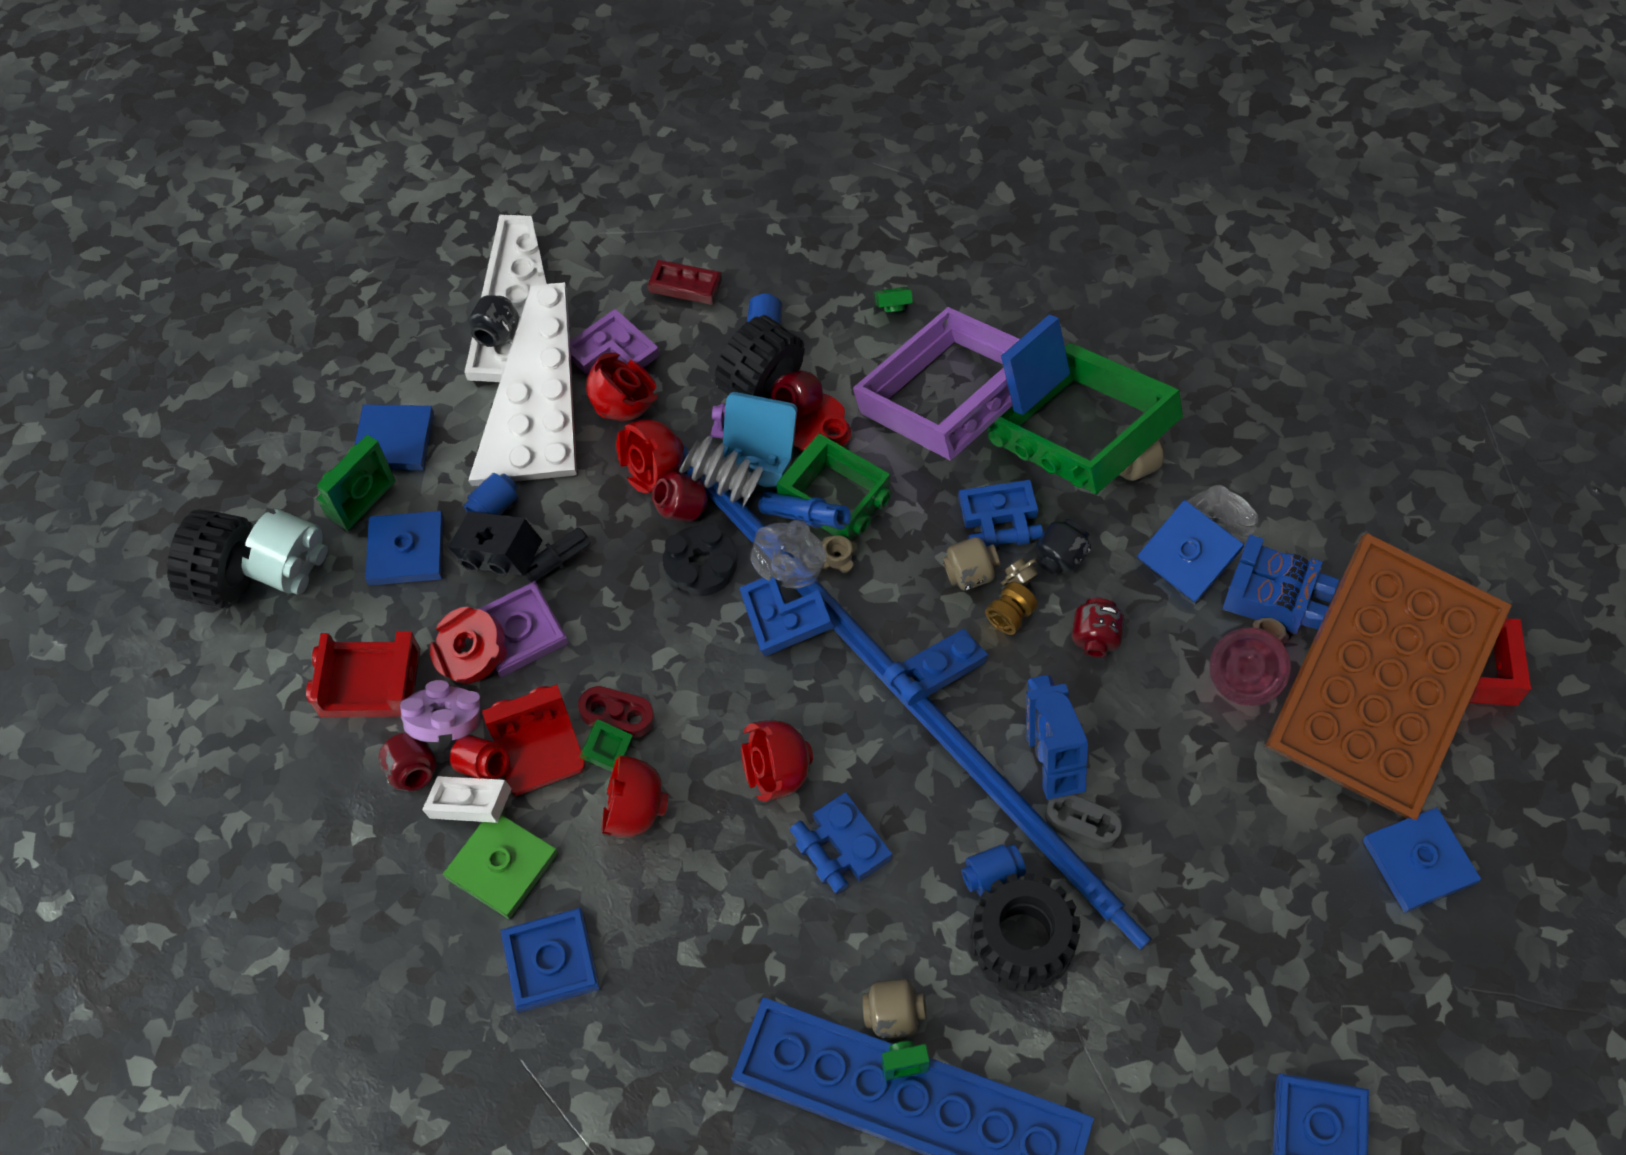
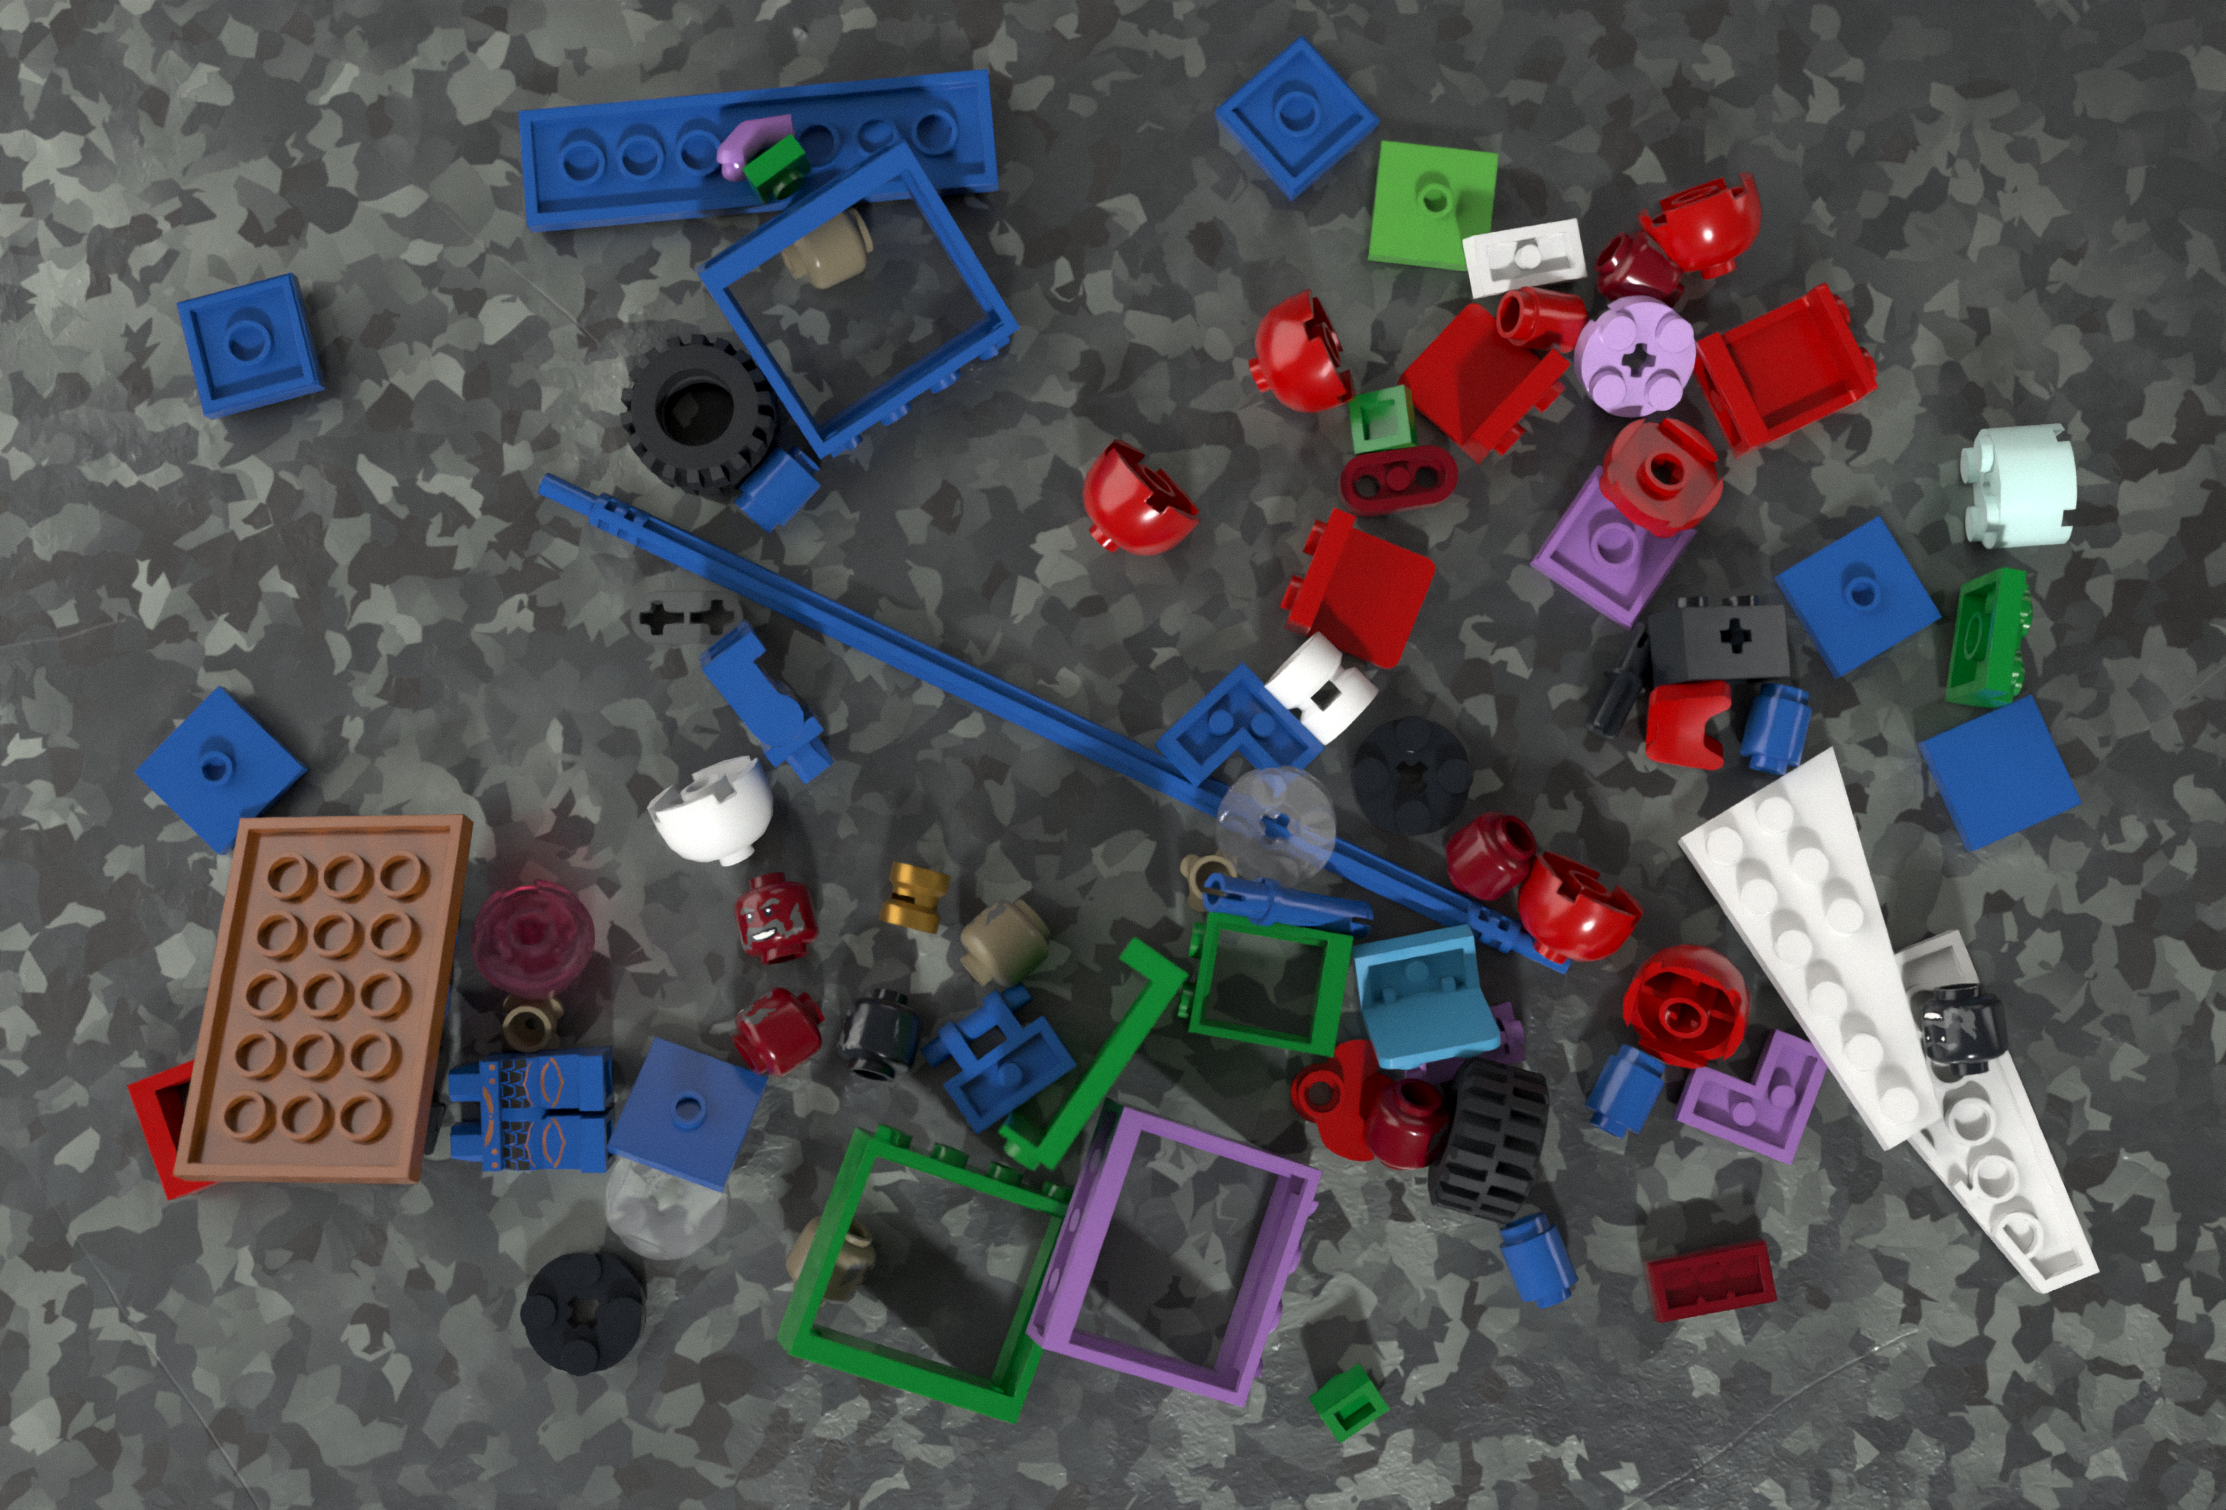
camera: 150 degrees right, 25 degrees up
(208, 558) = (2116, 414): black tyre -> none
(350, 771) = (1707, 225): none -> red cylinder
(539, 515) = (1678, 723): none -> red piece
(675, 661) = (1357, 591): none -> red bracket
(676, 370) = (1625, 1091): none -> blue brick
(722, 470) = (1441, 912): light grey piece -> none
(724, 615) = (1306, 673): none -> white wheel
(851, 837) = (990, 456): blue plate -> none
(904, 1000) = (933, 371): none -> blue window
(917, 1096) = (748, 140): none -> medium lavender arm
(936, 666) = (980, 750): blue plate -> none
(945, 455) = (1034, 1145): none -> green panel
(1021, 572) = (925, 963): dark tan plate -> none
(1035, 364) = (1038, 1313): blue tile -> none
(1111, 698) = (717, 812): none -> white cylinder
(1121, 572) = (778, 1032): none -> dark red head
(1289, 470) = (549, 1311): none -> black plate

